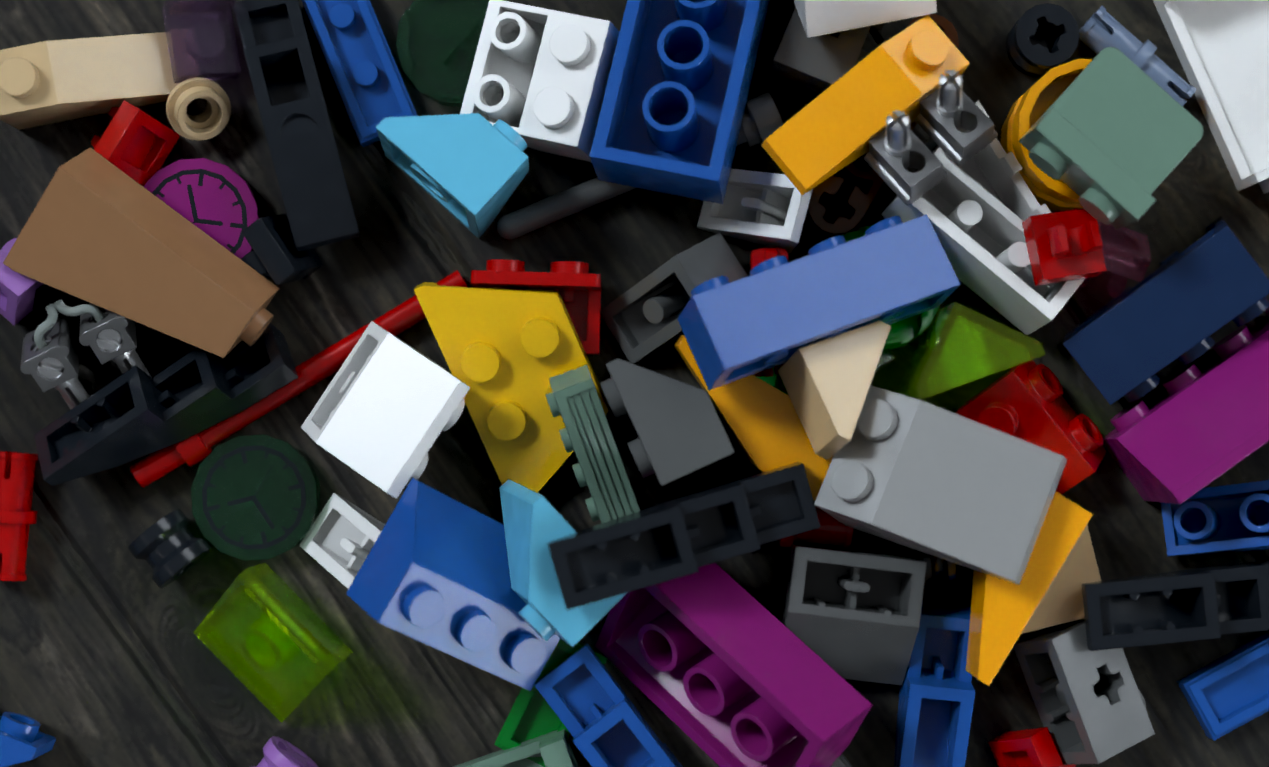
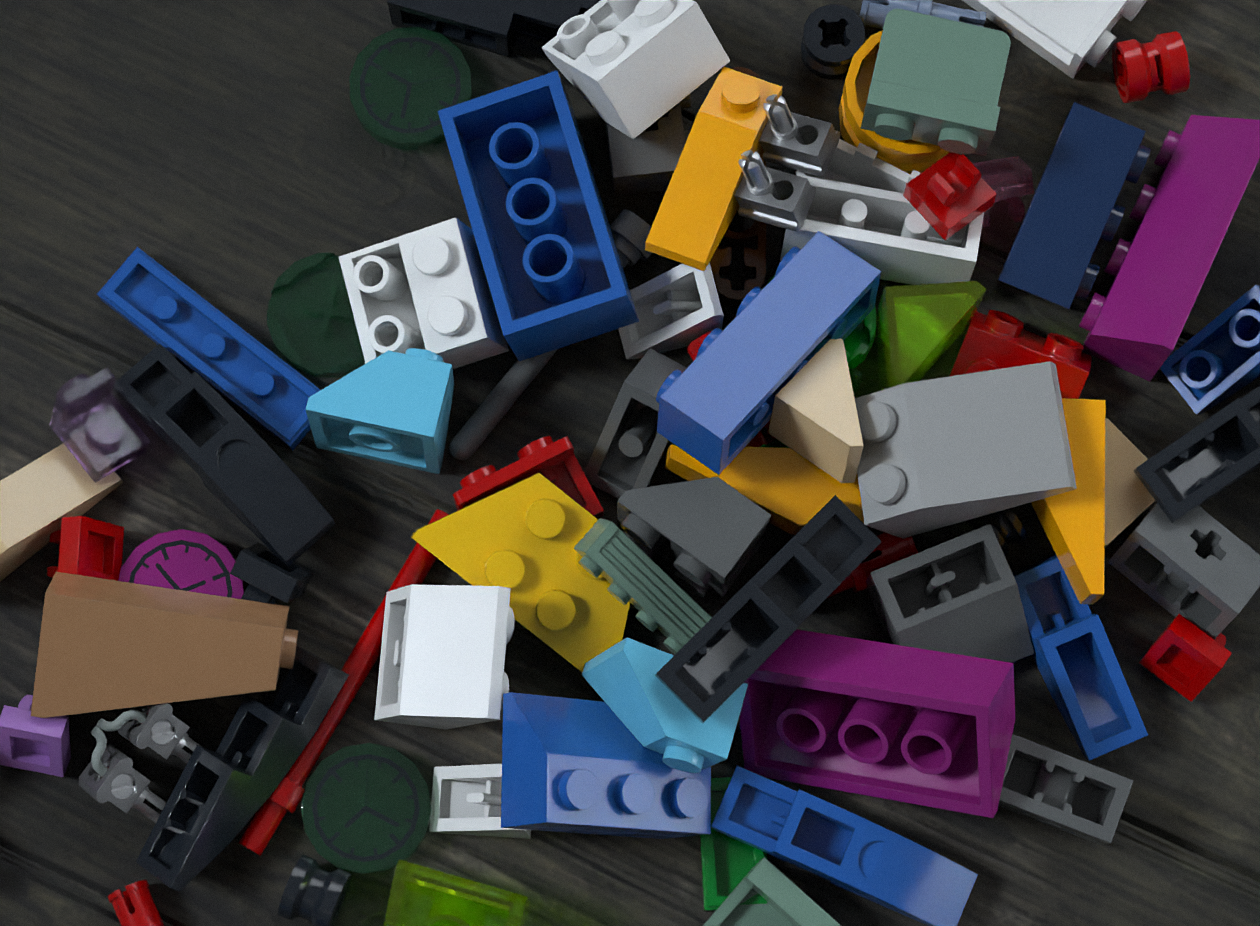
camera: 25 degrees left, 10 degrees down
(208, 123) = (146, 493): tan plate -> none

